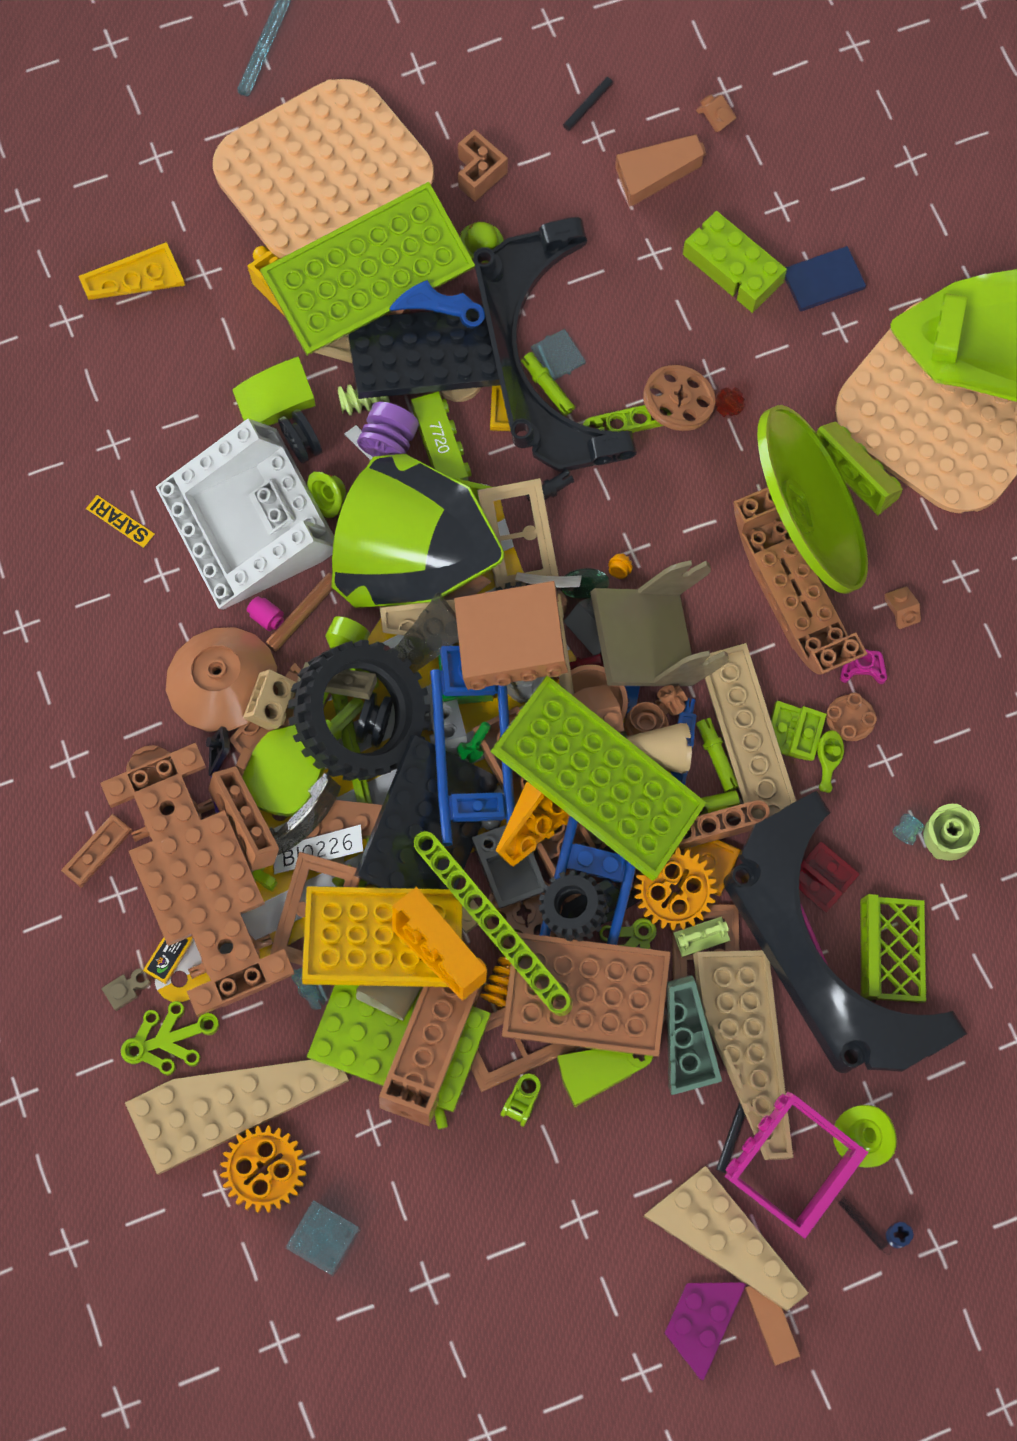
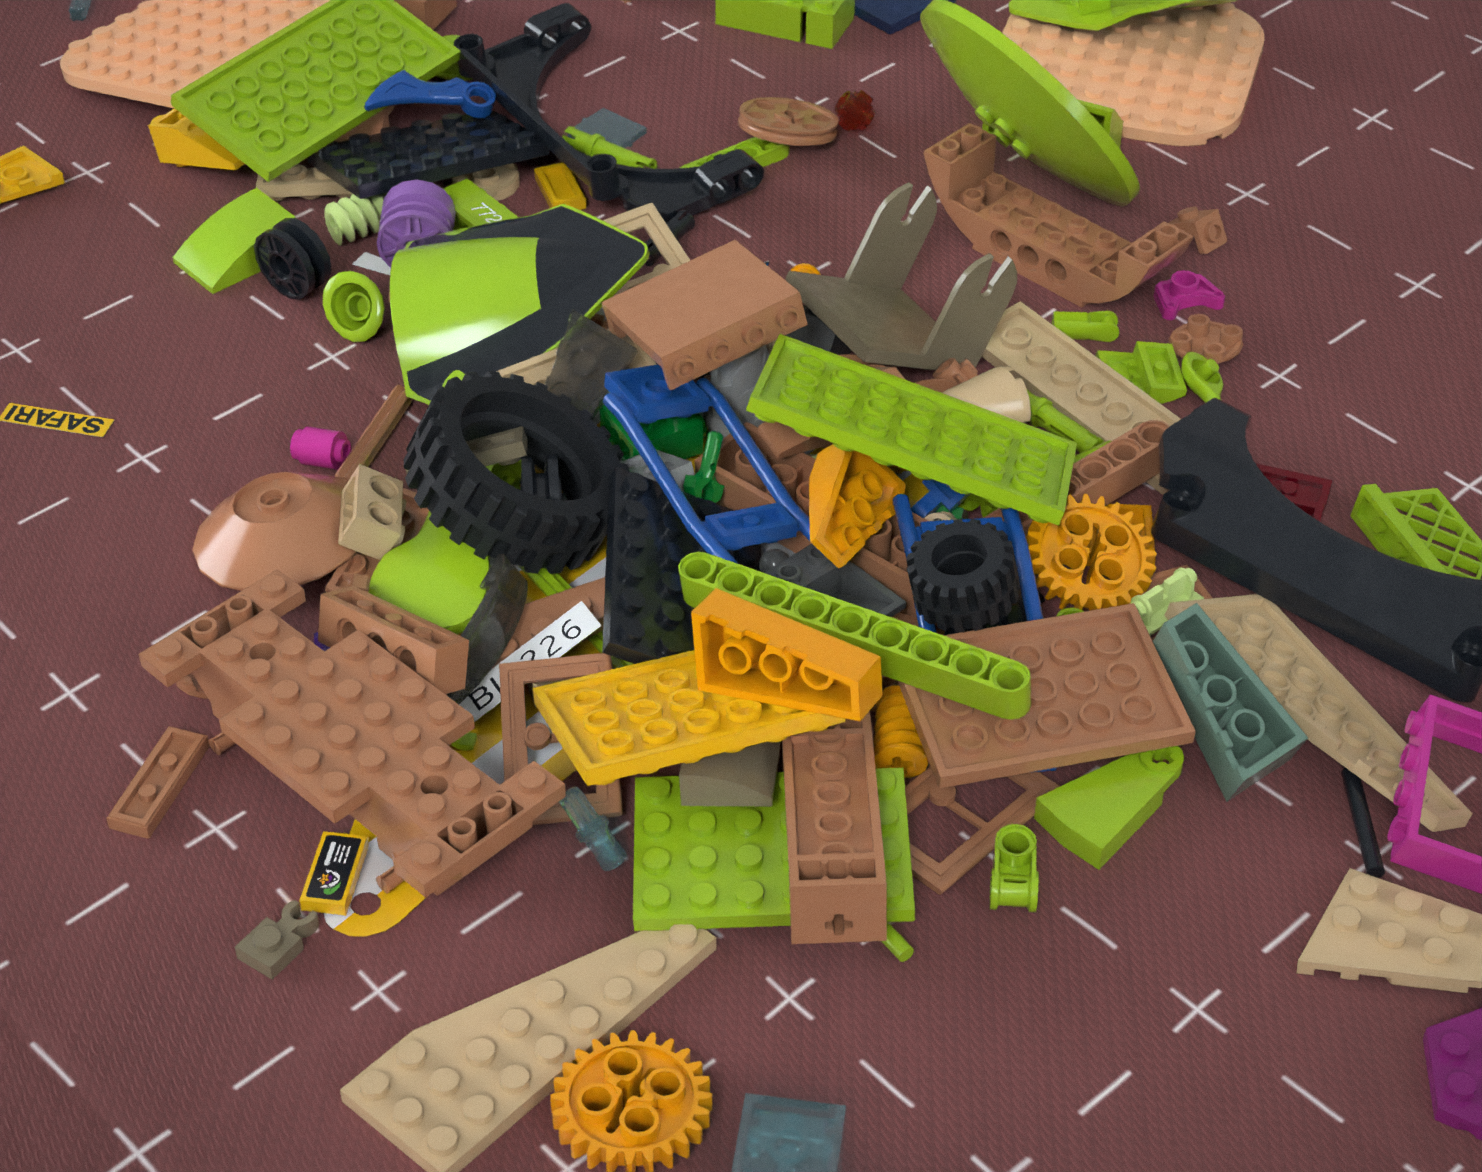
camera: 20 degrees left, 30 degrees down
(165, 1039) = (441, 942): lime plant -> none
(219, 748) = (308, 612): black piece -> none
(246, 514) = (246, 354): white slope -> none
(777, 671) = (1091, 326): none -> lime bar
(908, 829) = (1369, 414): clear light blue wheel -> none
(957, 820) = (1422, 403): yellowish green brick -> none

